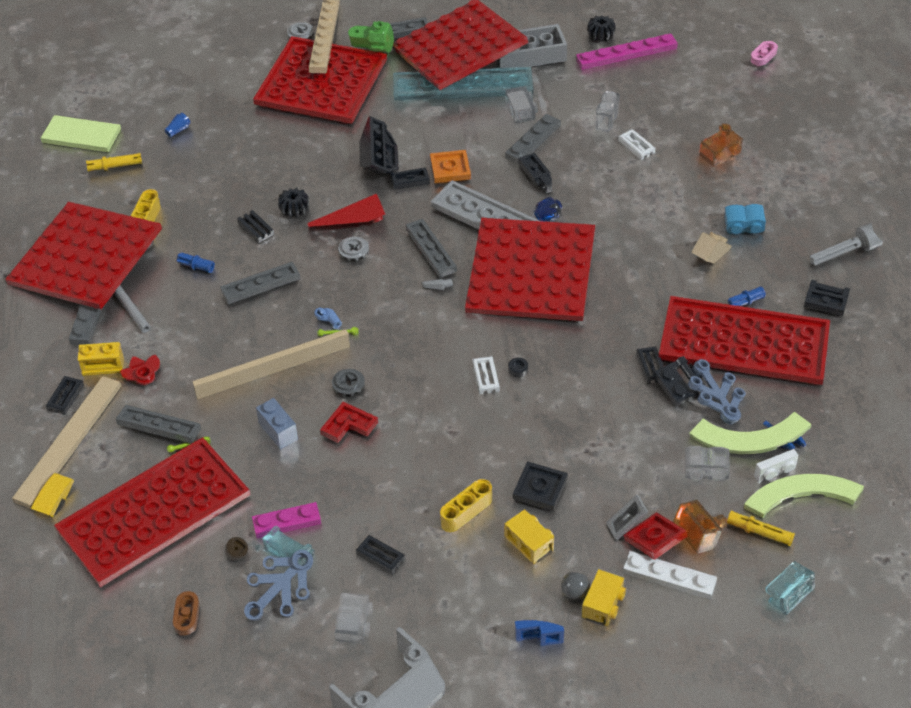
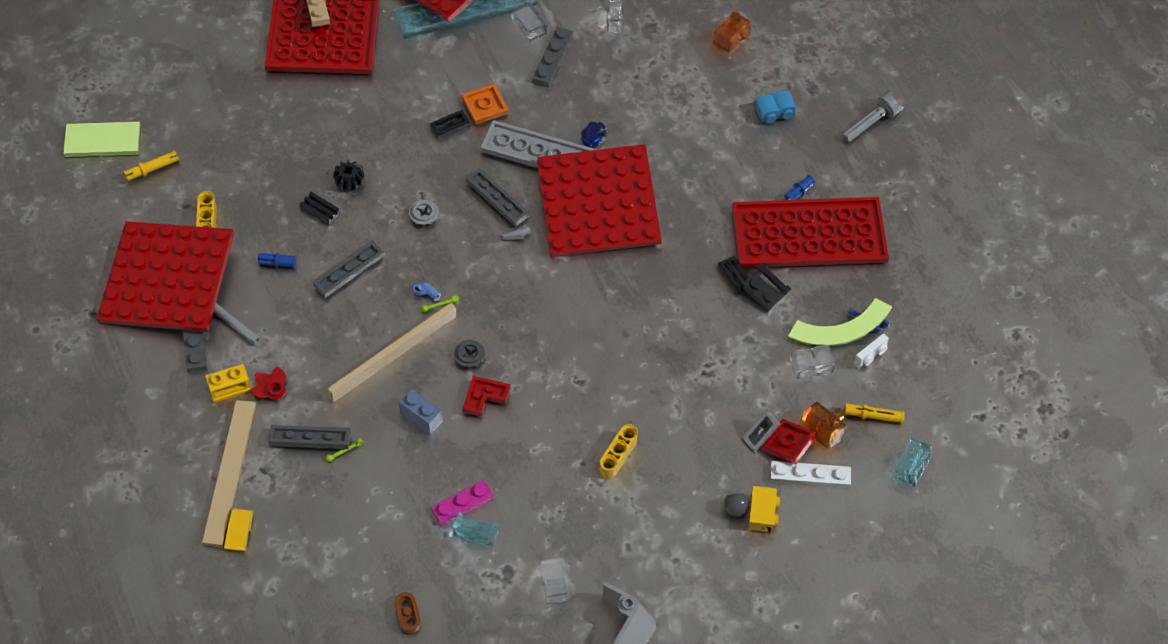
camera: 20 degrees left, 10 degrees up
(68, 395) = (205, 441): black tile -> none
(151, 511) = (337, 524): red plate -> none
(178, 124) = (199, 110): blue cone -> none
(236, 548) = (428, 541): dark brown tile -> none
(281, 582) = (484, 564): sand blue plant -> none
(360, 211) = (419, 171): red wedge -> none
(378, 148) = (409, 99): black wedge -> none
(378, 557) = (553, 521): black tile -> none
(487, 387) = (597, 330): white tile -> none
(518, 367) = (617, 304): black tile -> none
(529, 536) = (682, 467): yellow hinge -> none
(536, 171) = (568, 93): black hinge -> none
(540, 486) = (676, 417): black plate -> none
(546, 632) = (724, 553): blue slope -> none
(635, 145) = (649, 45): white tile -> none
(711, 247) = (754, 143): tan slope -> none
(729, 412) = (815, 306): sand blue plant -> none
(802, 485) = (897, 364): yellowish green tile -> none
(826, 298) = (869, 177): black plate -> none

